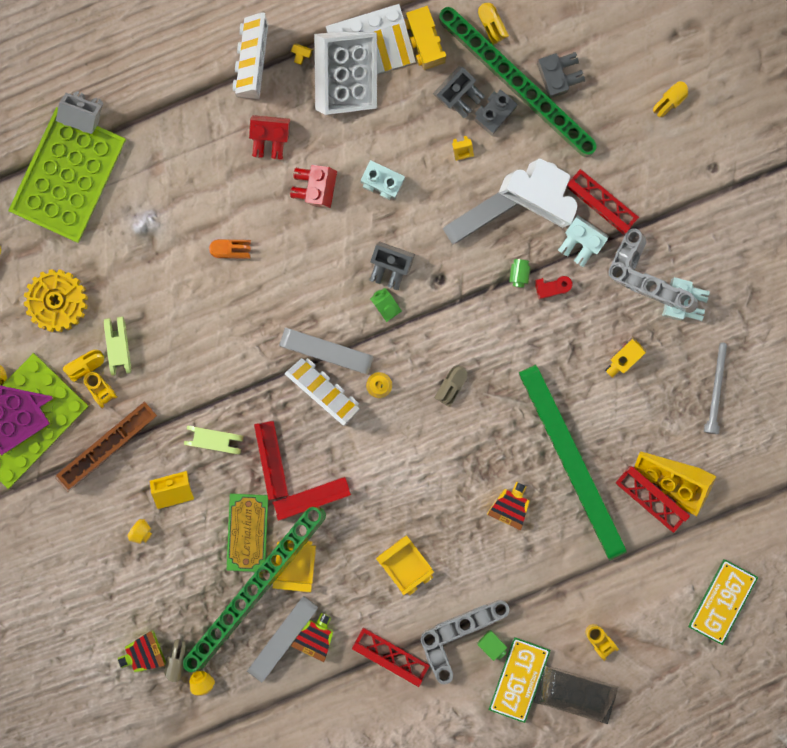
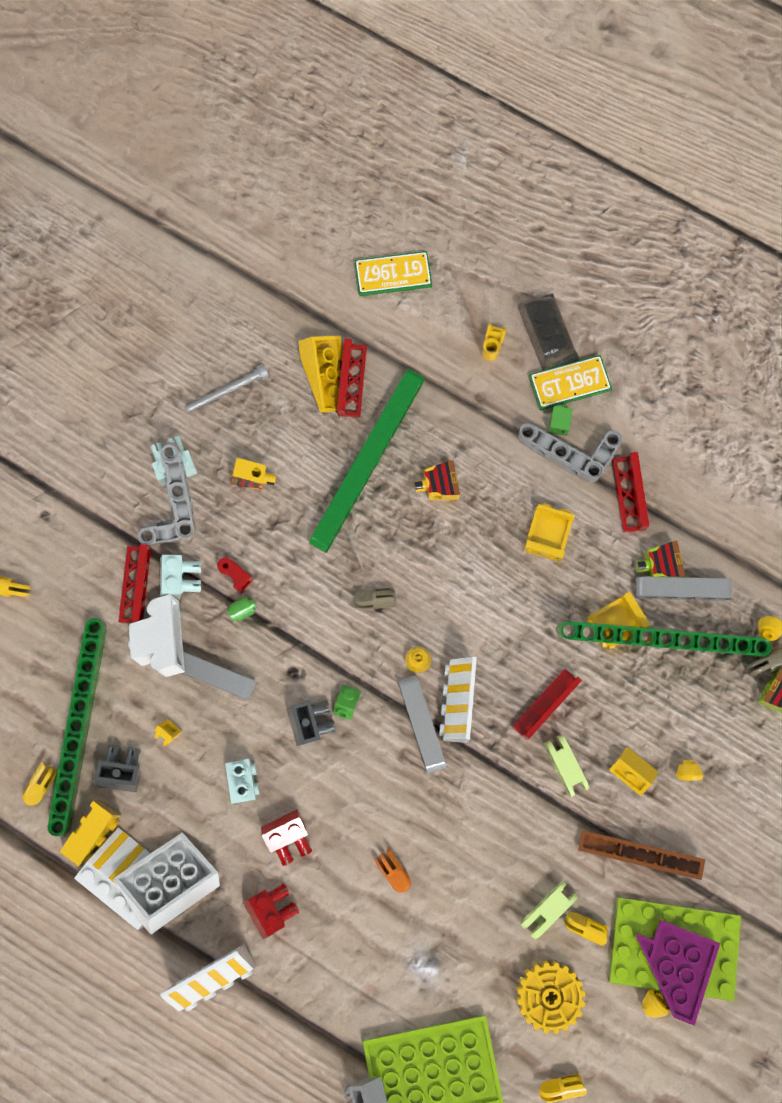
camera: 125 degrees left, 10 degrees down
(100, 389) = (597, 896): yellow piece -> none
(247, 532) = (620, 681): tile -> none
(301, 53) = (176, 935): yellow tile -> none
(311, 498) = (553, 646): red fence -> none
(495, 112) = (116, 725): dark grey brick -> none
(552, 73) = (51, 699): dark grey brick -> none

